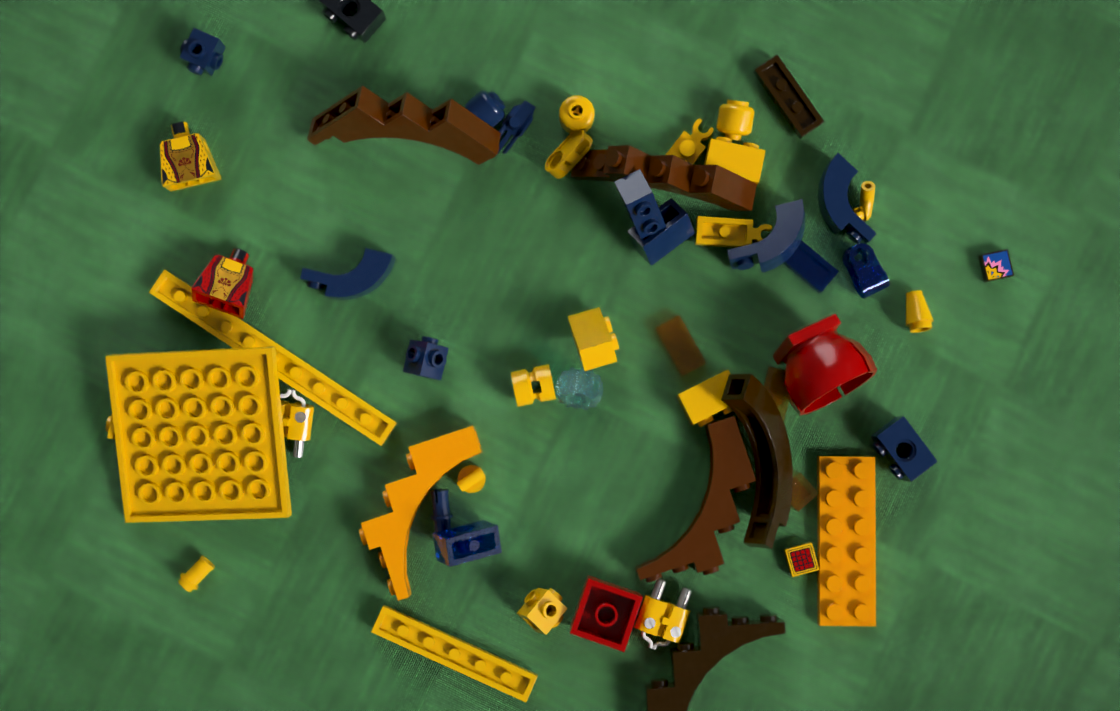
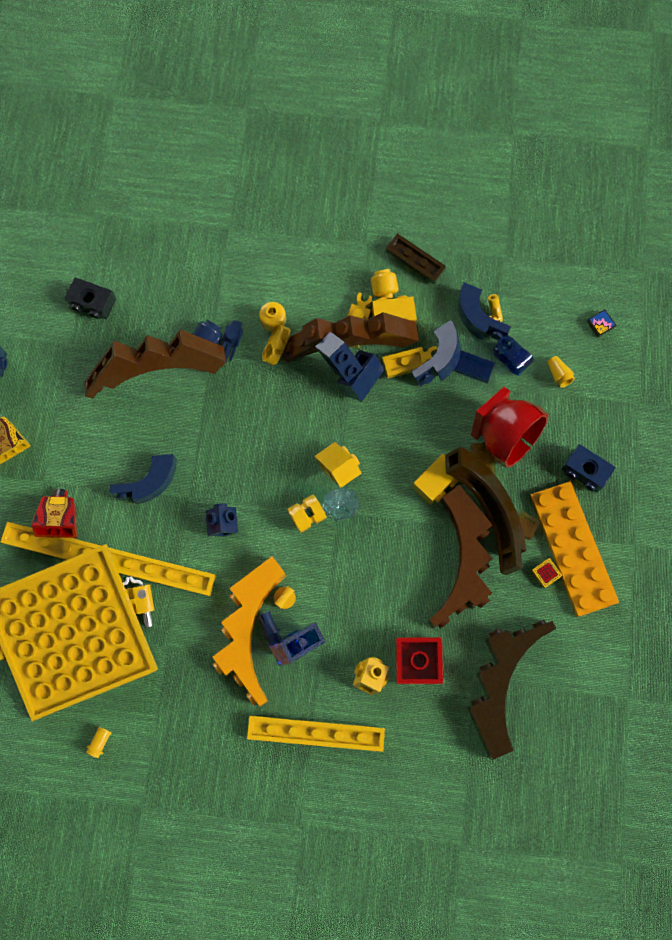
camera: 15 degrees left, 10 degrees down
(663, 617) = (461, 650): yellow piece -> none
(680, 345) = (402, 451): clear orange tile -> none

